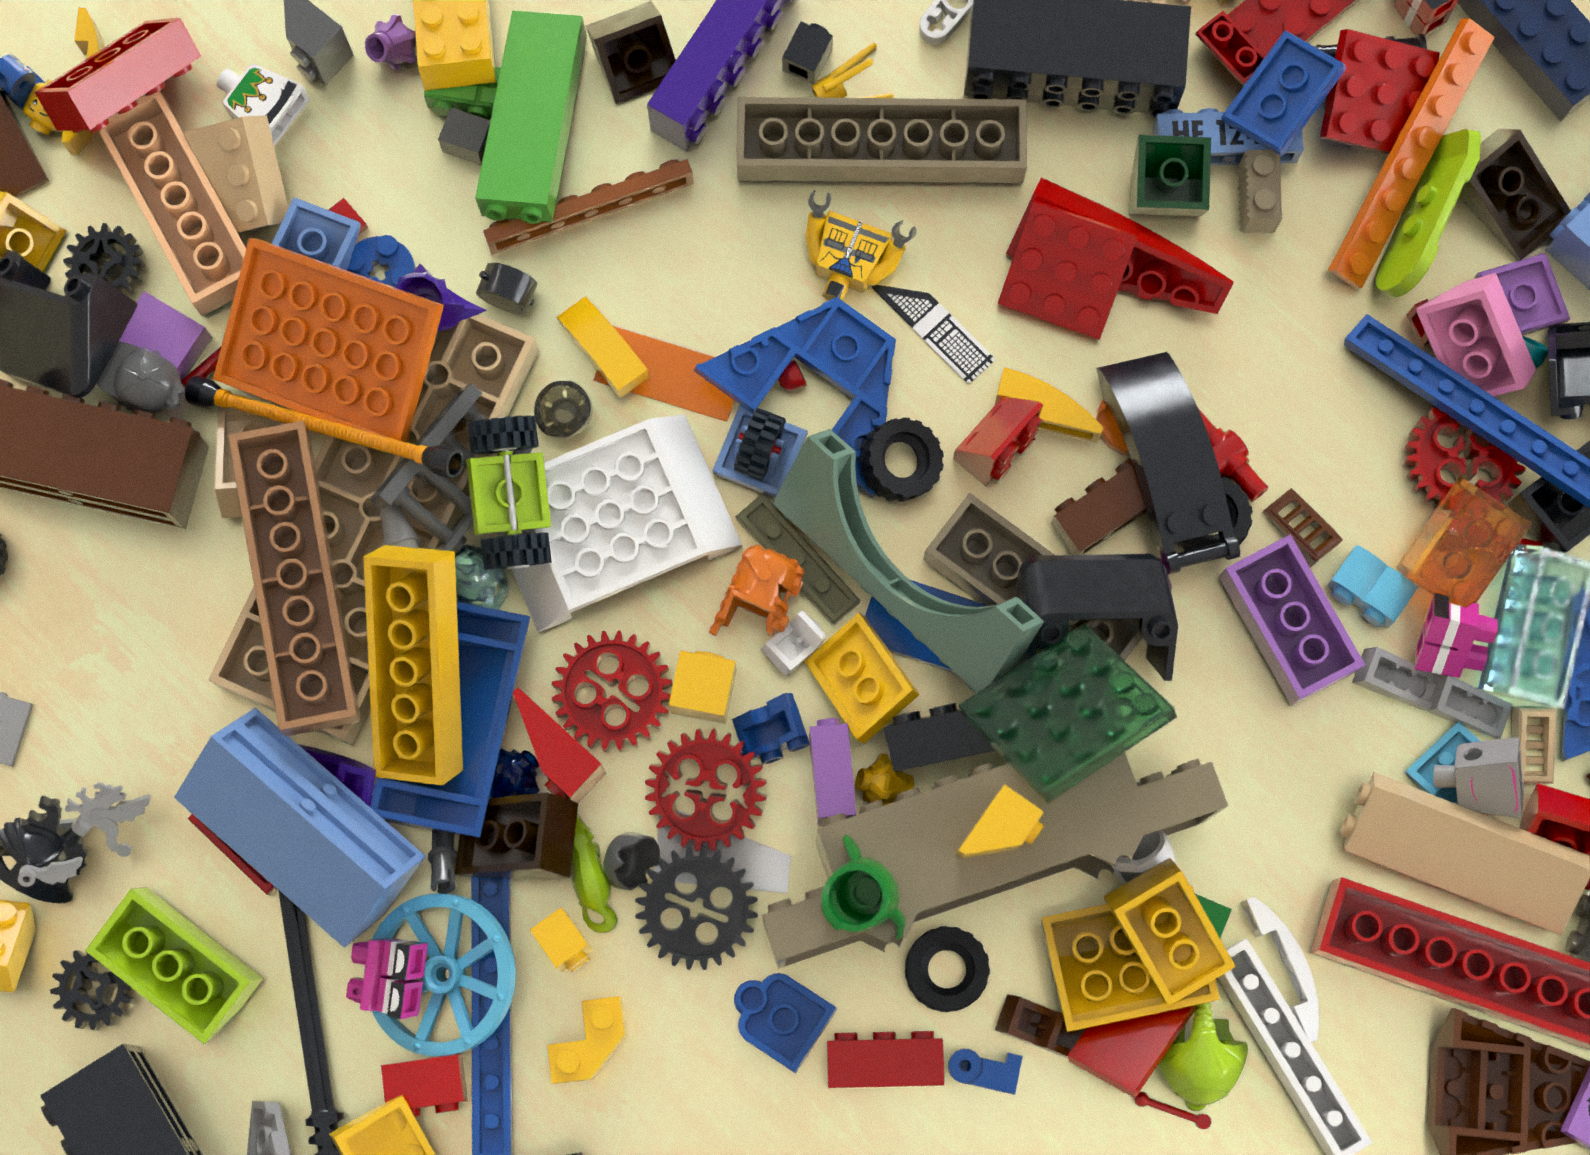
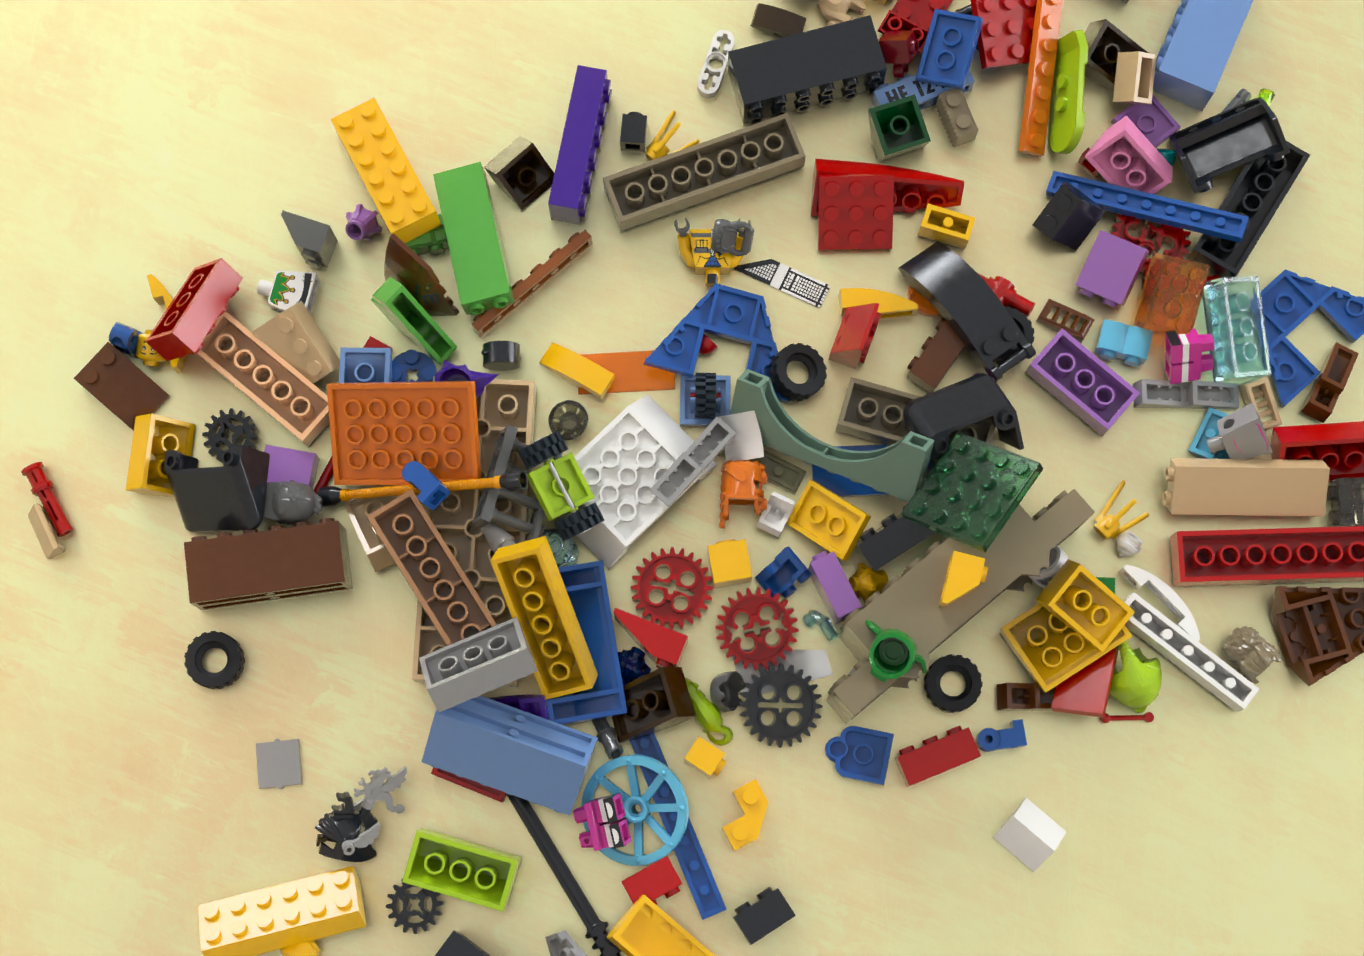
camera: 20 degrees left, 0 degrees up
(292, 693) = (477, 664): none -> light grey slope
(329, 425) = (431, 488): none -> blue leg
(404, 195) = (413, 320): none -> bright green brick
(428, 145) = (417, 277): none -> reddish brown wedge
(464, 136) = (440, 263): dark grey brick -> none
(705, 528) = (693, 461): none -> light grey slope
(787, 518) = (748, 437): none -> white sticker
(801, 815) = (823, 622): none -> clear light blue arm
(872, 237) = (725, 237): none -> dark grey piece
(1185, 335) = (946, 226): none -> yellow brick
(1214, 68) = (899, 49): none -> dark red brick
(1250, 832) = (1108, 525): none -> yellow plant
(1268, 869) = (1128, 544): none -> white plate
(1362, 384) = (1069, 216): none -> black slope
(1381, 1086) = (1250, 652): none -> dark tan hair
(1393, 478) = (1111, 269): none -> medium lavender brick
(1529, 226) = (1134, 78): none -> tan brick

